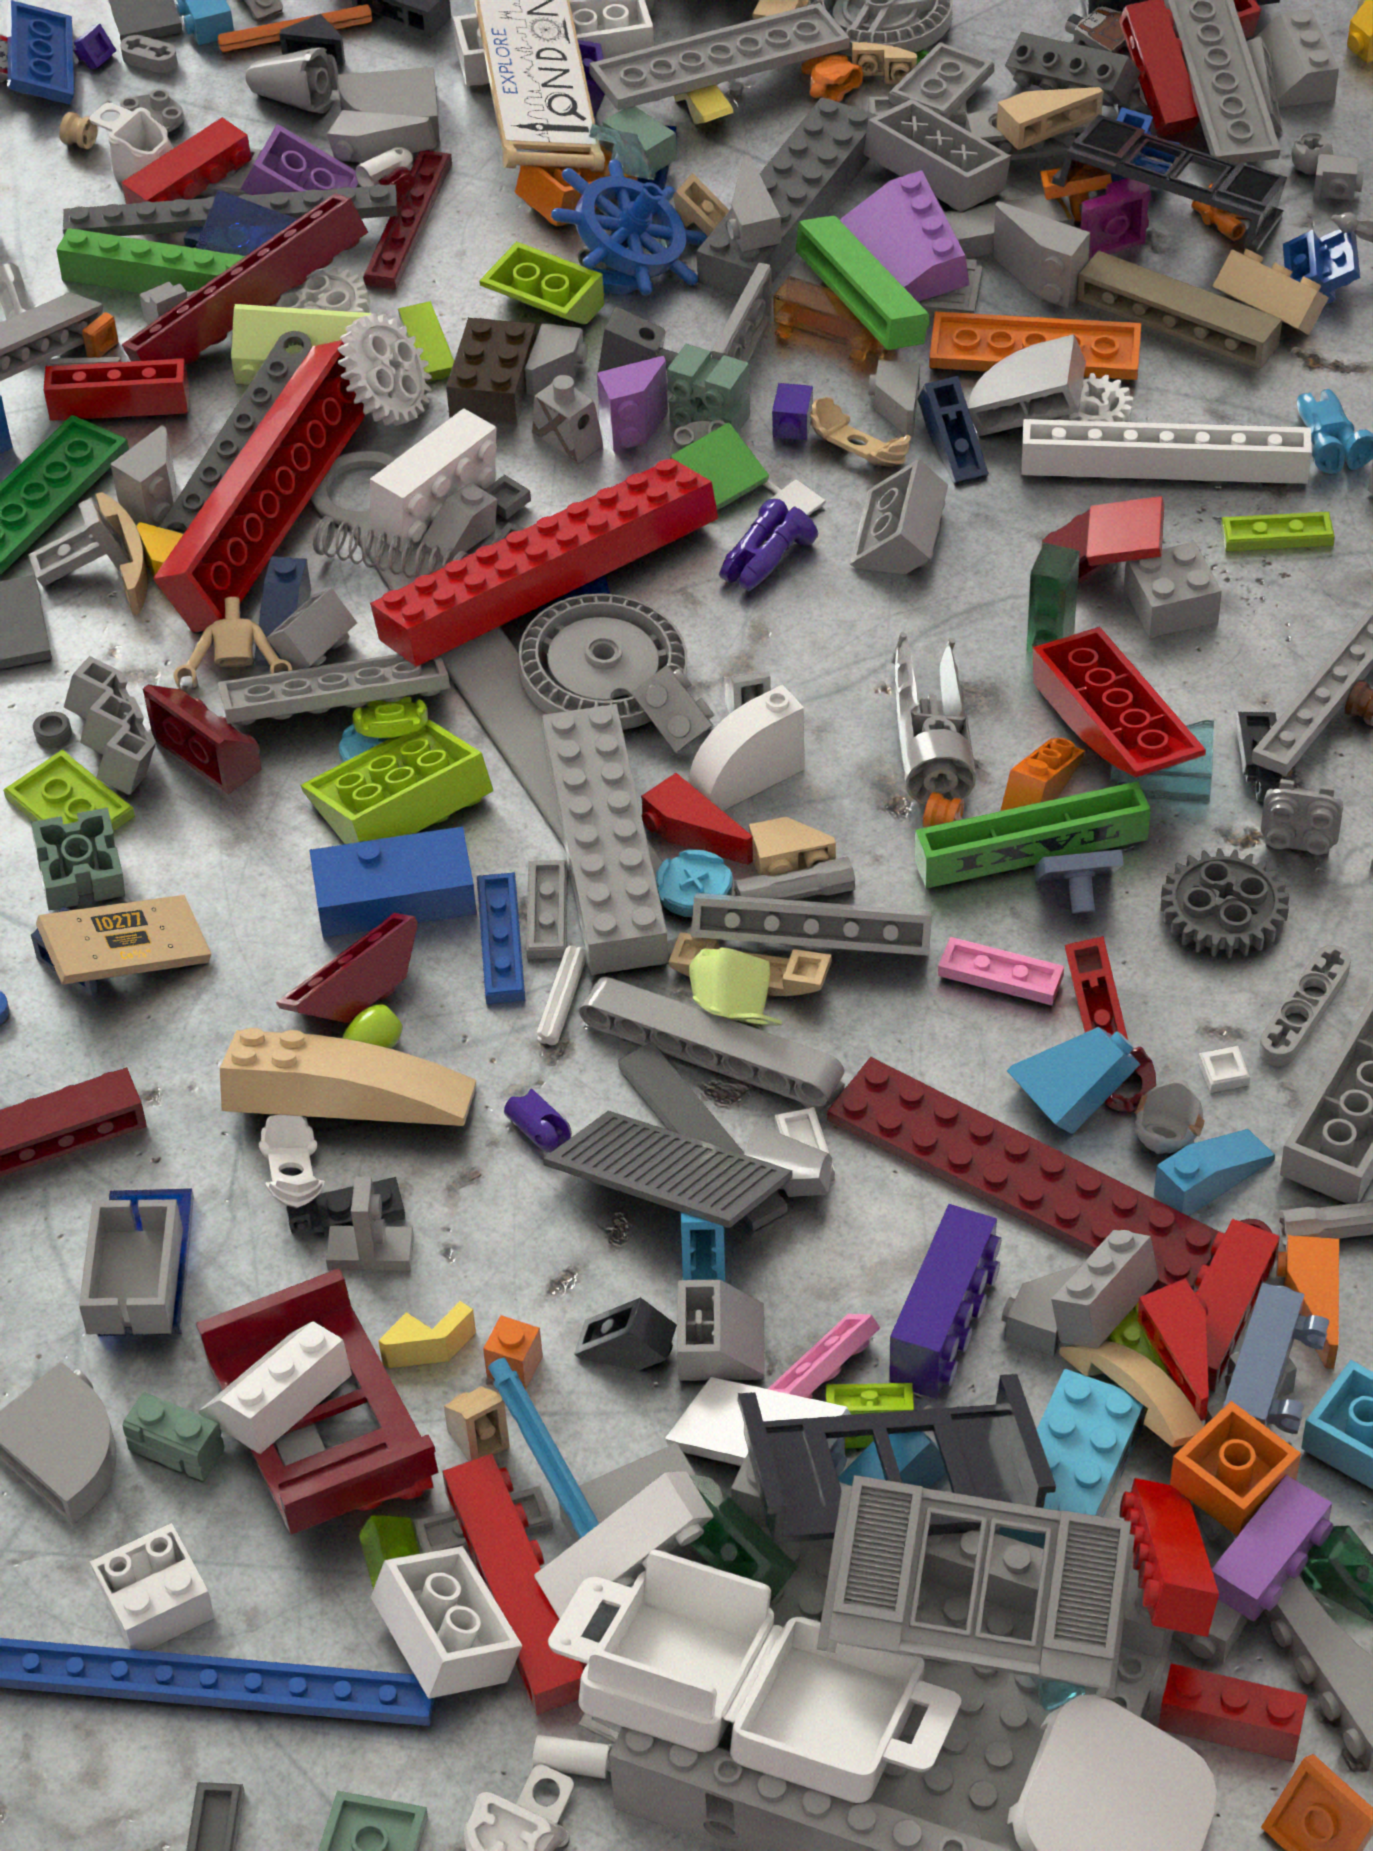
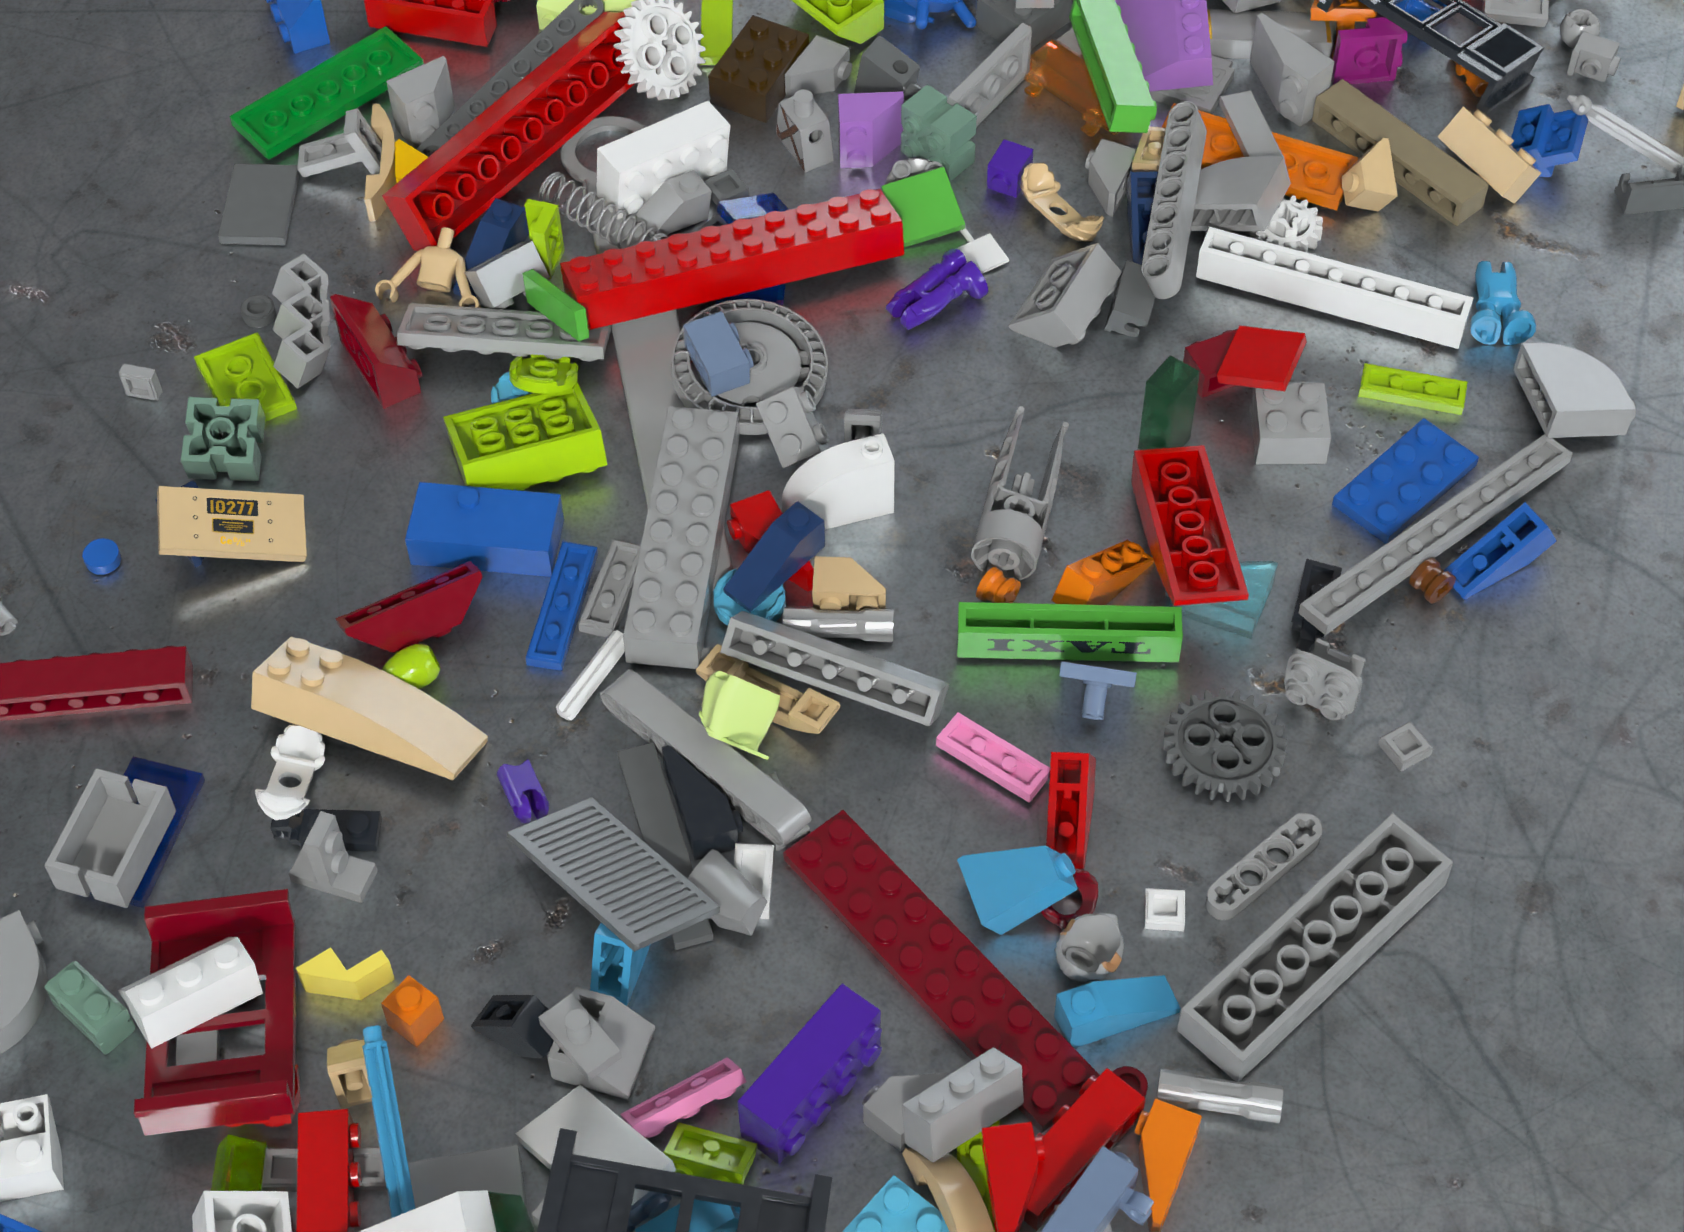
camera: 15 degrees right, 5 degrees up
(334, 571) = (545, 232): none -> lime bracket
(380, 646) = (556, 305): none -> bright green tile
(532, 510) = (749, 207): none -> clear blue tile
(573, 652) = (717, 353): none -> sand blue brick
(704, 1322) = (580, 1037): none -> light grey tile
(714, 830) = (777, 556): none -> dark blue slope
(726, 1088) = (701, 807): none -> black slope
(937, 358) = (1149, 150): none -> tan slope
(968, 508) = (1130, 302): none -> dark grey hinge
(979, 401) = (1174, 200): none -> light grey beam
(1020, 315) = (1249, 125): none -> light grey tile
(1163, 340) = (1371, 179): none -> tan slope
(1303, 619) = (1405, 481): none -> blue plate

